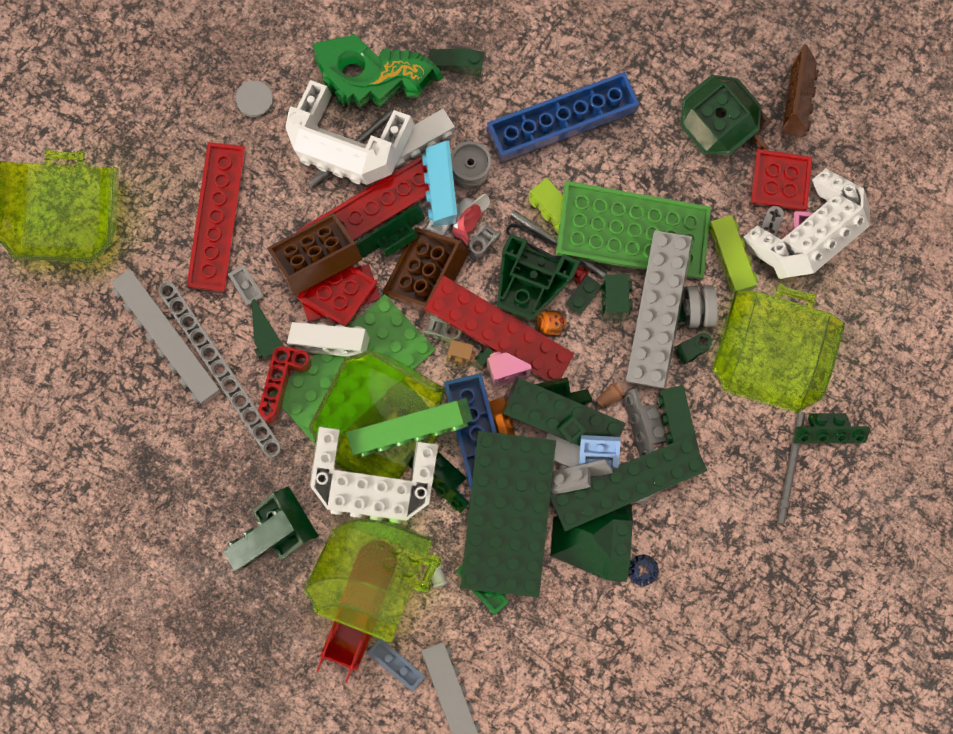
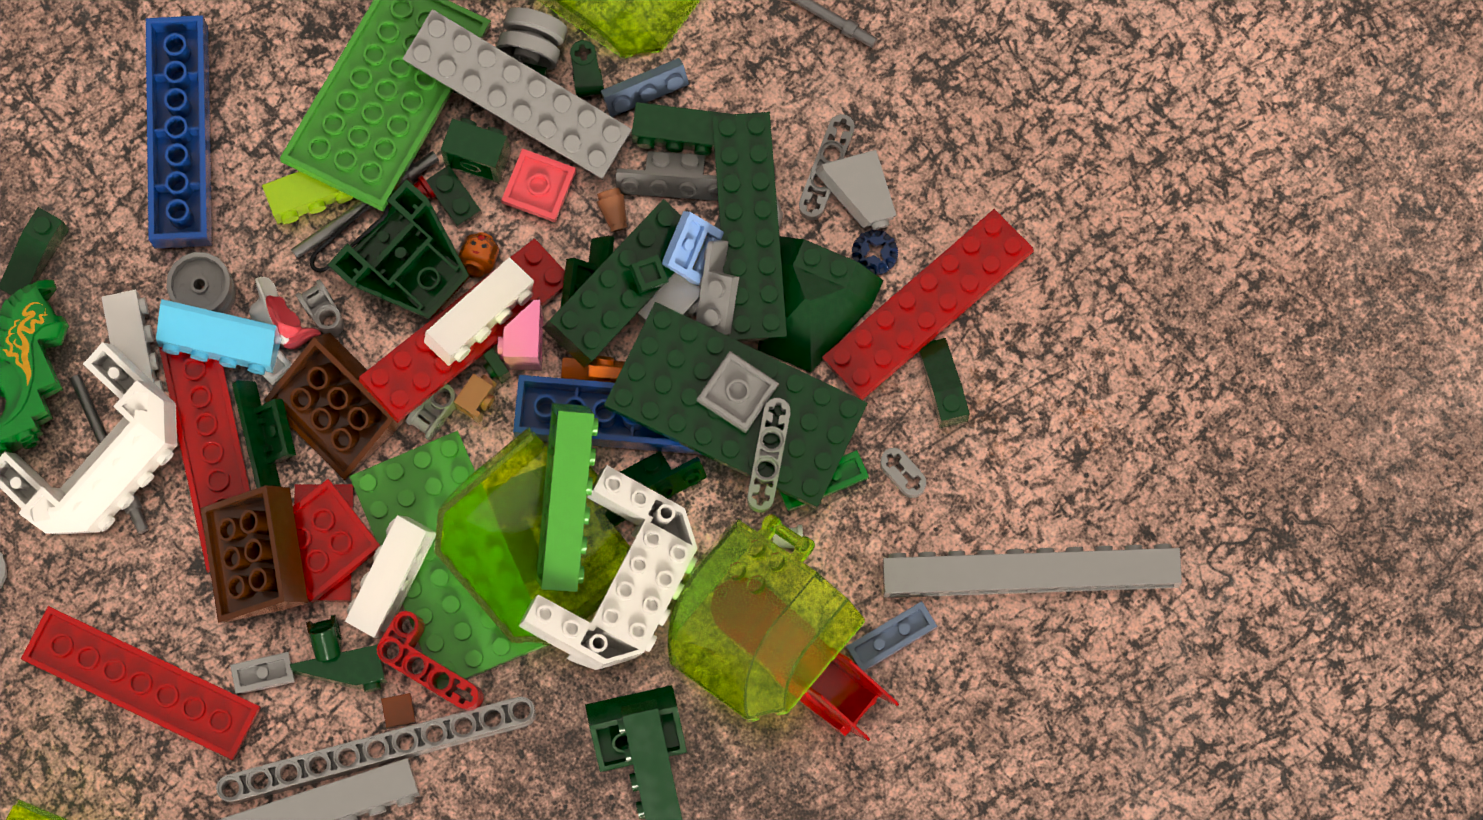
camera: 60 degrees left, 0 degrees up
(249, 374) = (398, 710): none -> dark orange tile
(278, 314) = (325, 638): none -> dark green piece
(481, 545) = (765, 454): none -> light grey beam
(509, 639) = (908, 468): none -> light grey beam
(511, 334) = (479, 311): none -> white brick
(515, 511) = (737, 392): none -> light grey tile
(573, 642) = (944, 384): none -> dark green slope
(609, 344) = (538, 185): none -> coral plate
(621, 615) = (927, 304): none -> red plate
(680, 546) = (860, 188): none -> light grey slope
(687, 520) = (831, 132): none -> light grey beam
(696, 388) = (645, 87): none -> sand blue plate

